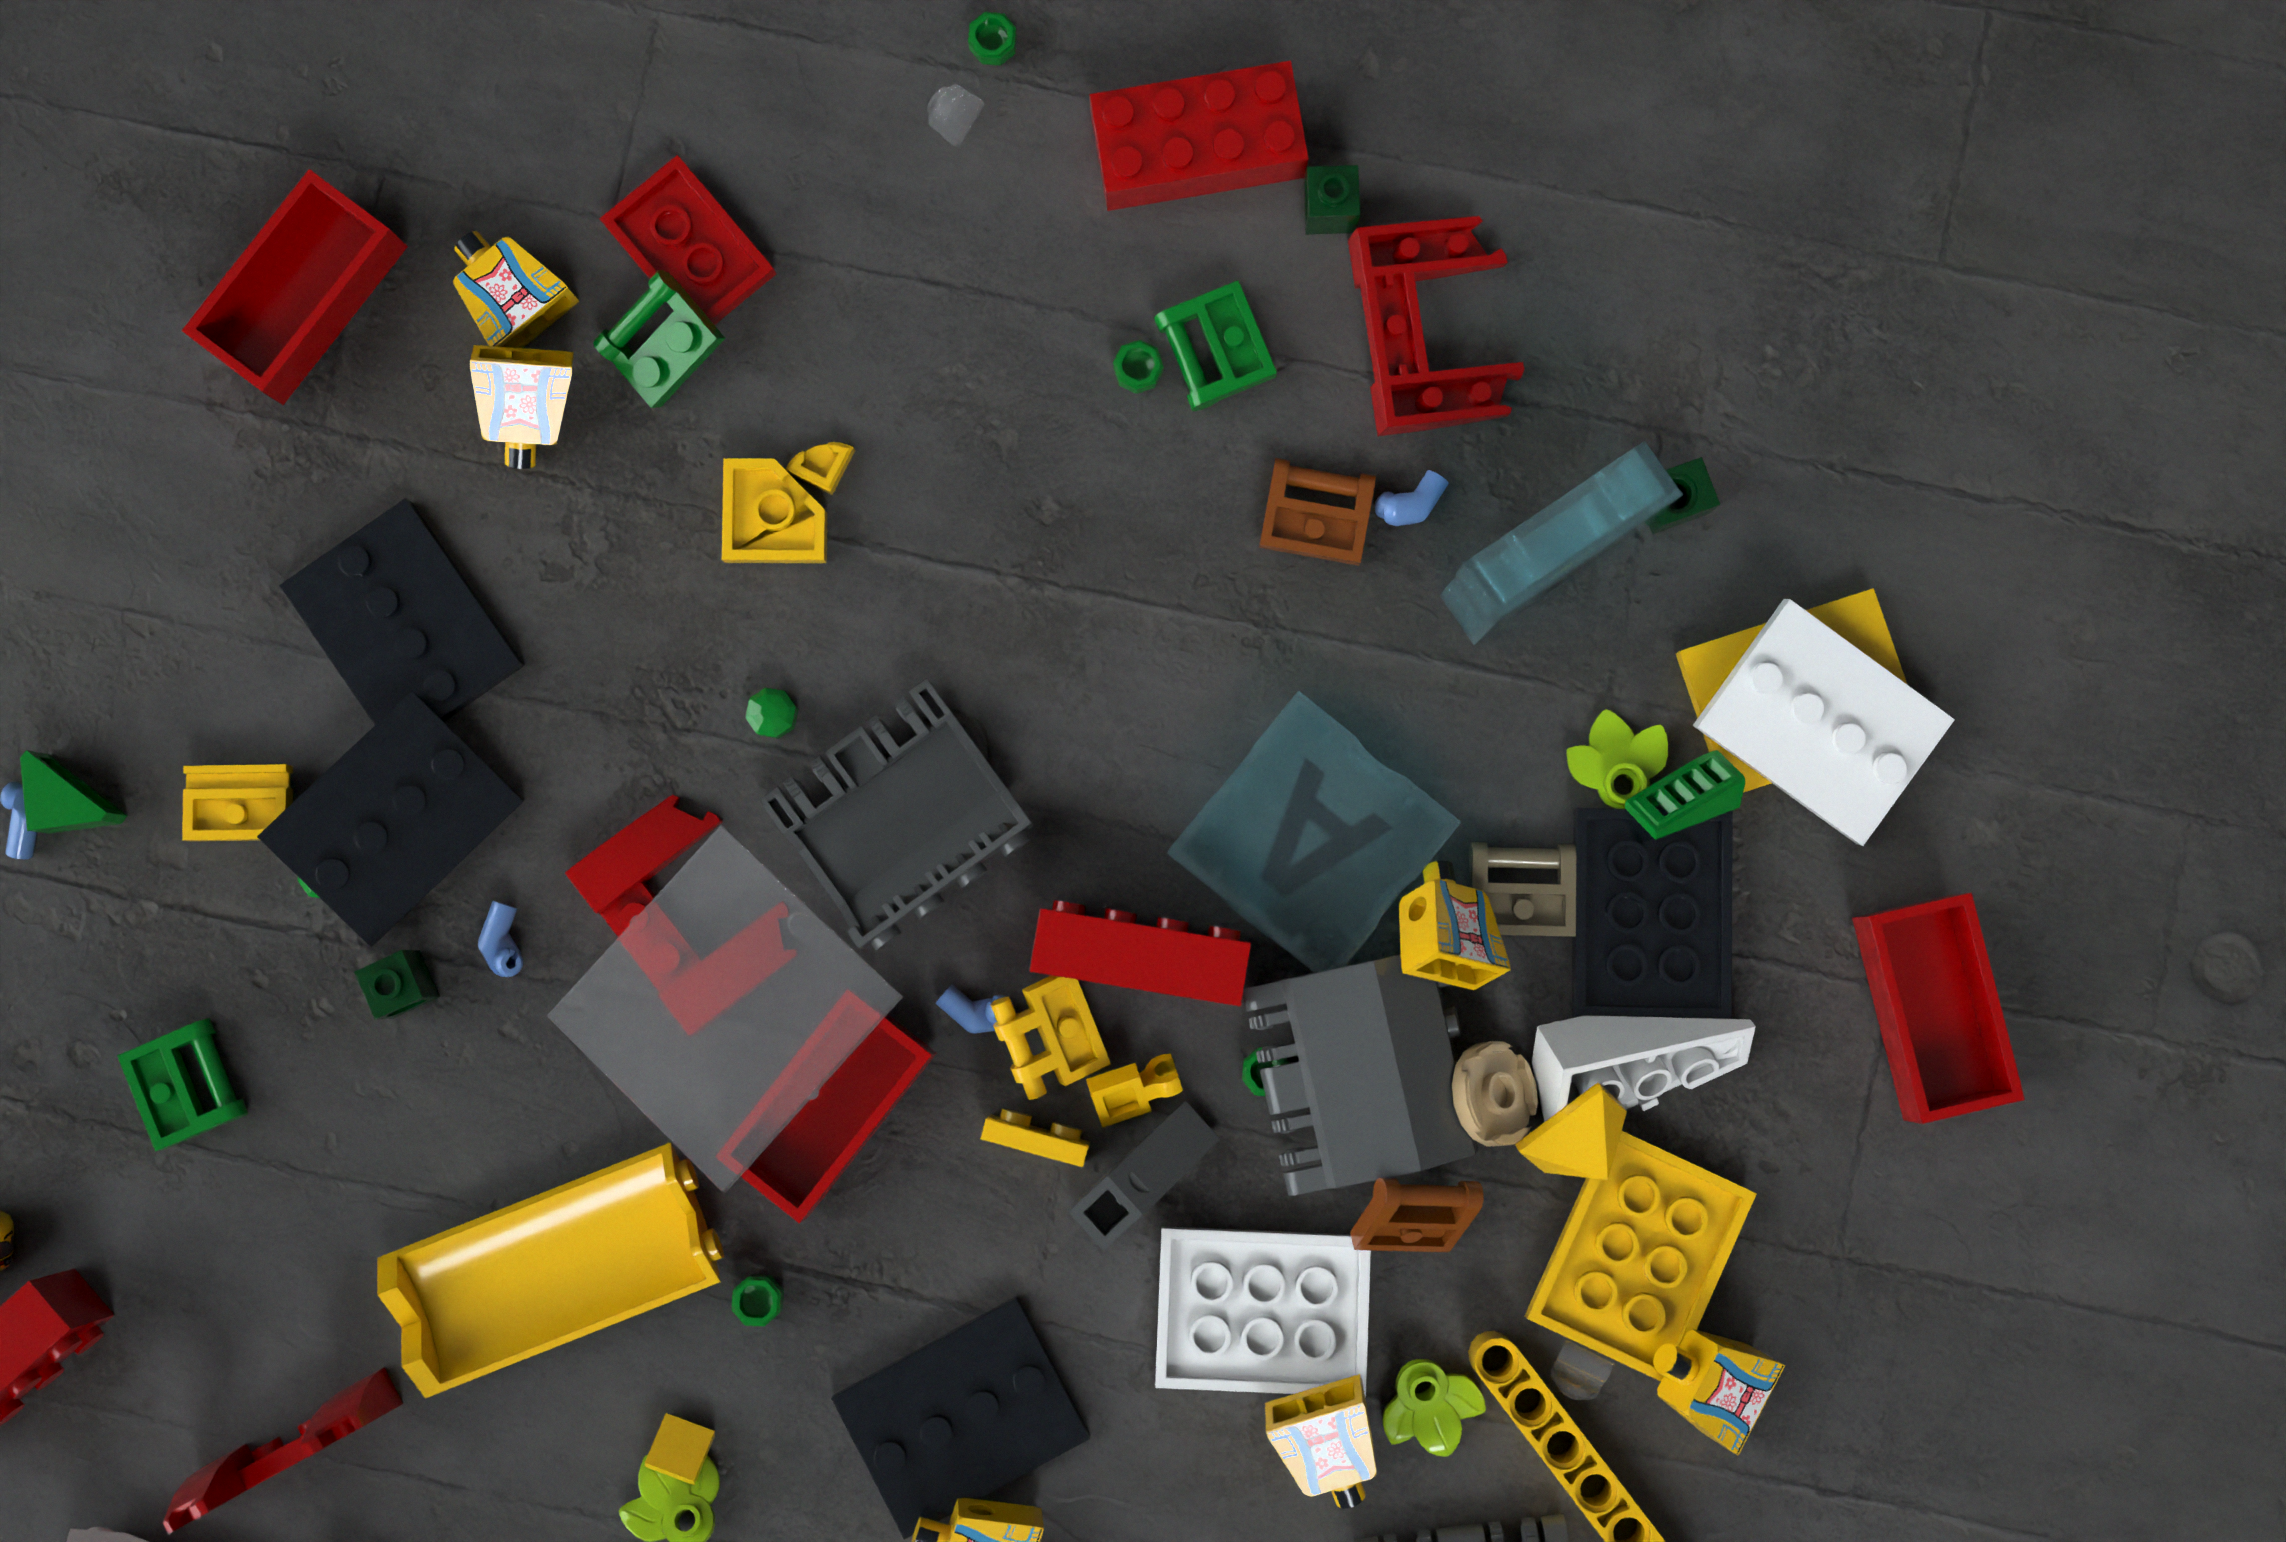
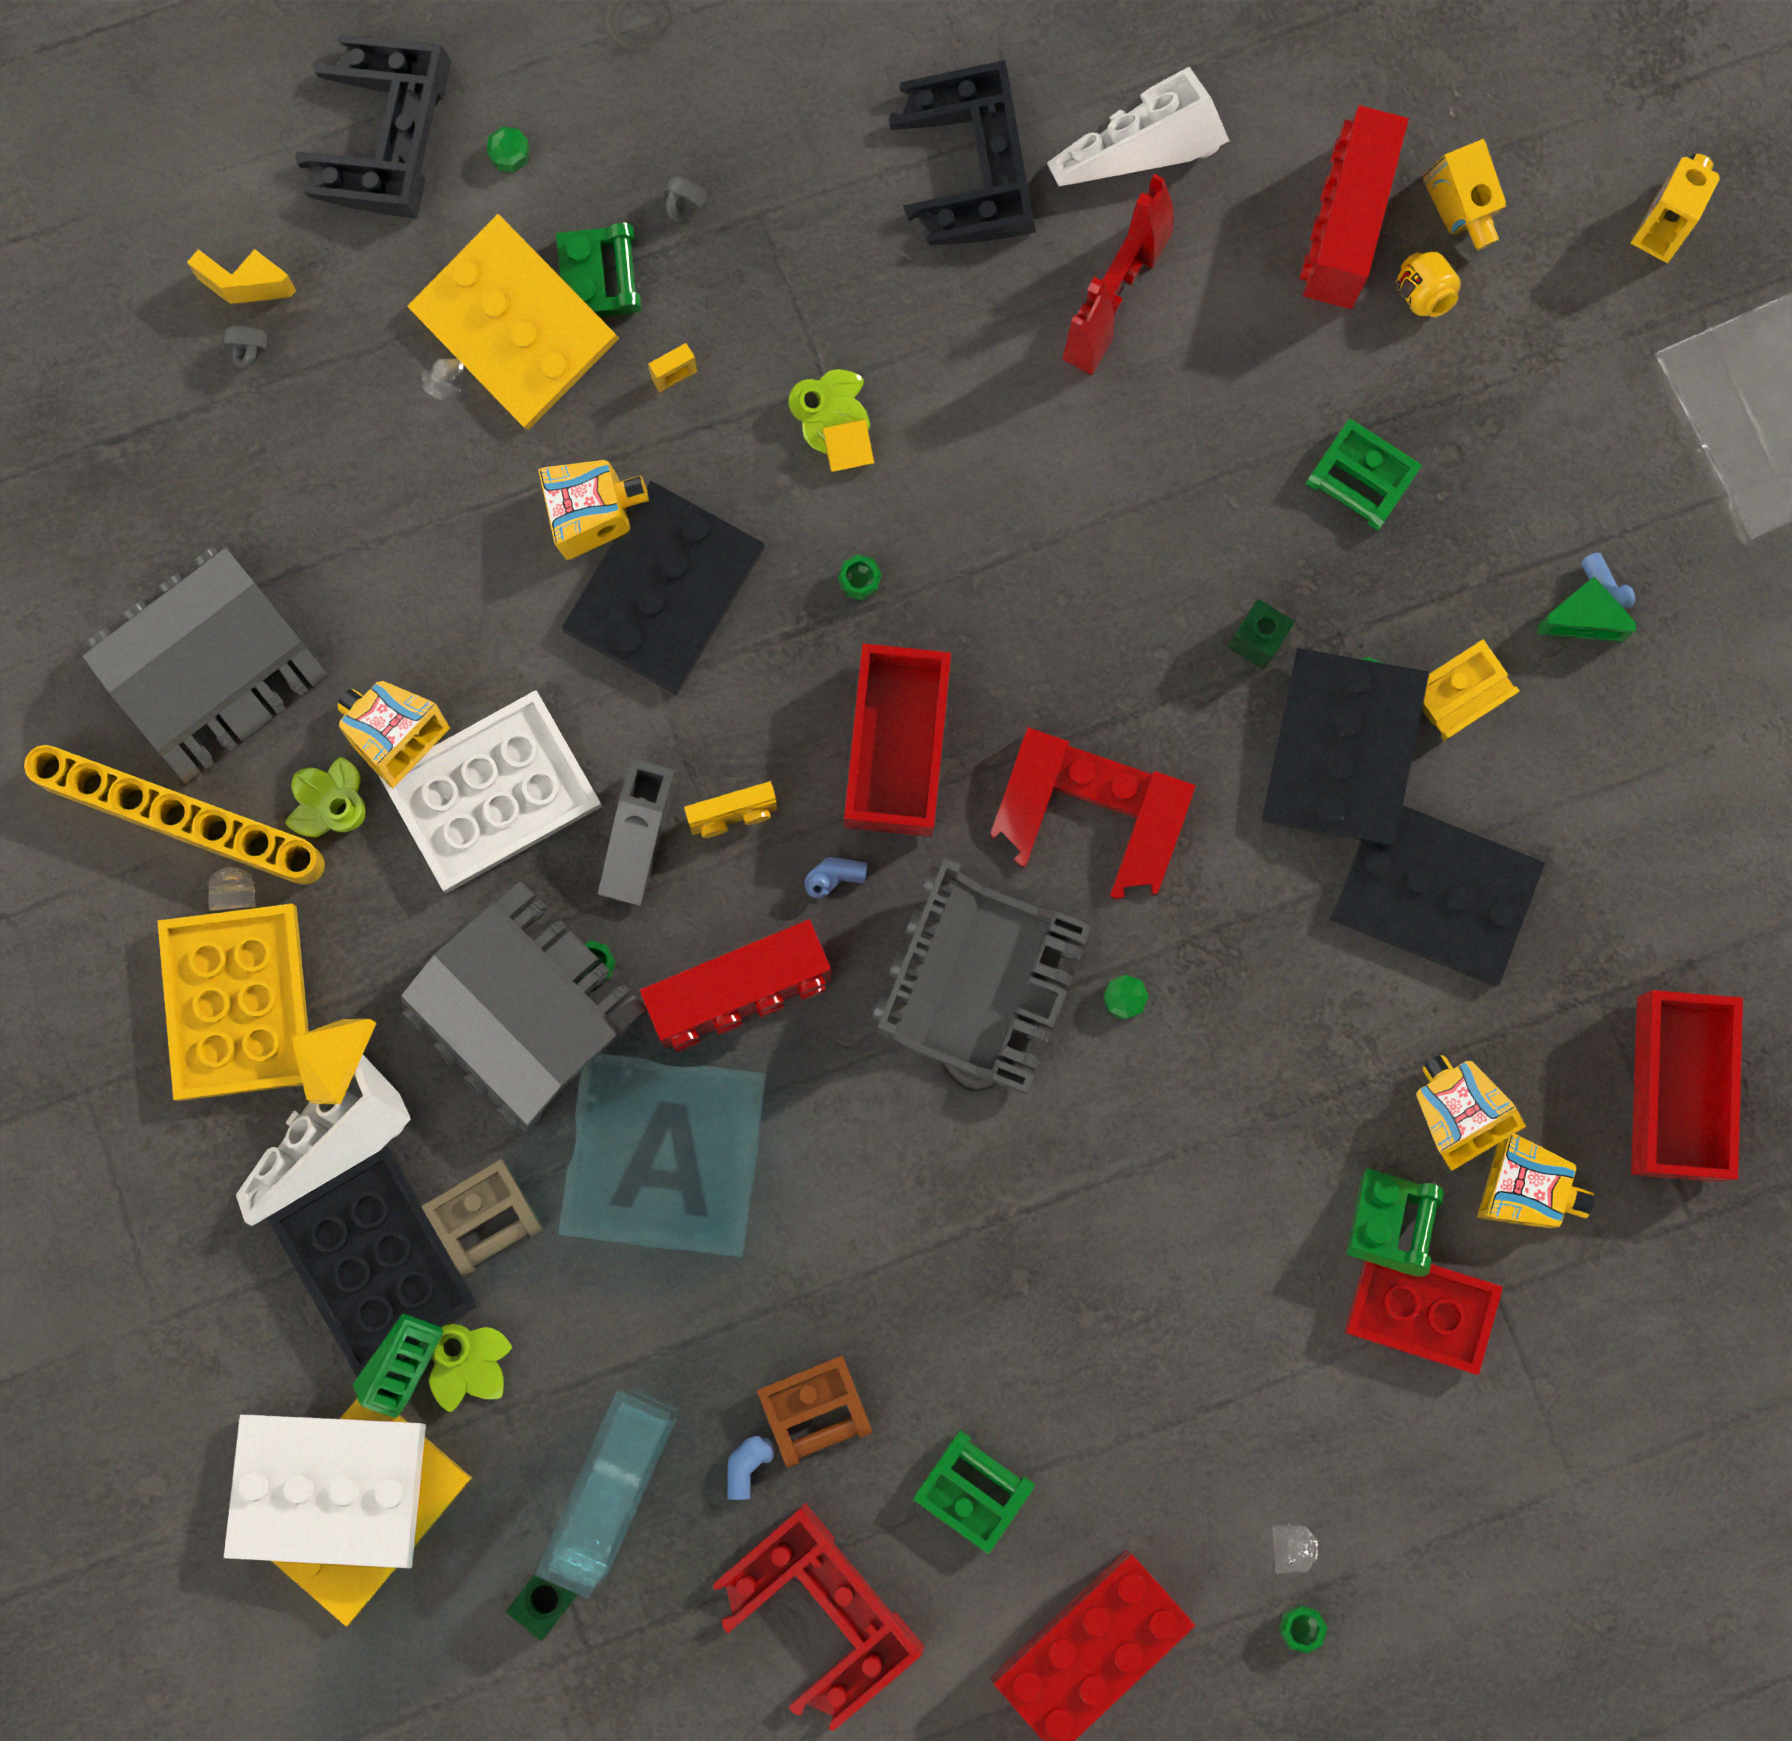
camera: 135 degrees right, 5 degrees down
(496, 942) = (1212, 708): medium blue arm -> none
(549, 1269) = (1019, 509): yellow cylinder -> none
(724, 1008) = (1015, 761): clear piece -> none
(769, 515) = (1224, 1143): yellow plate -> none
(822, 465) = (1211, 1207): yellow tile -> none
(1065, 1028) = (757, 899): yellow plate -> none
(1127, 1093) = (684, 885): yellow plate -> none
(1138, 366) = (1022, 1436): green tile -> none
(1331, 199) = (956, 1667): dark green brick -> none
(1416, 1216) = (417, 924): dark orange plate -> none
(1450, 932) = (518, 1146): yellow torso -> none
(1494, 1093) = (413, 1050): tan tile -> none
(1716, 1384) = (124, 942): torso -> none
(1938, 1008) = (112, 1323): red piece -> none

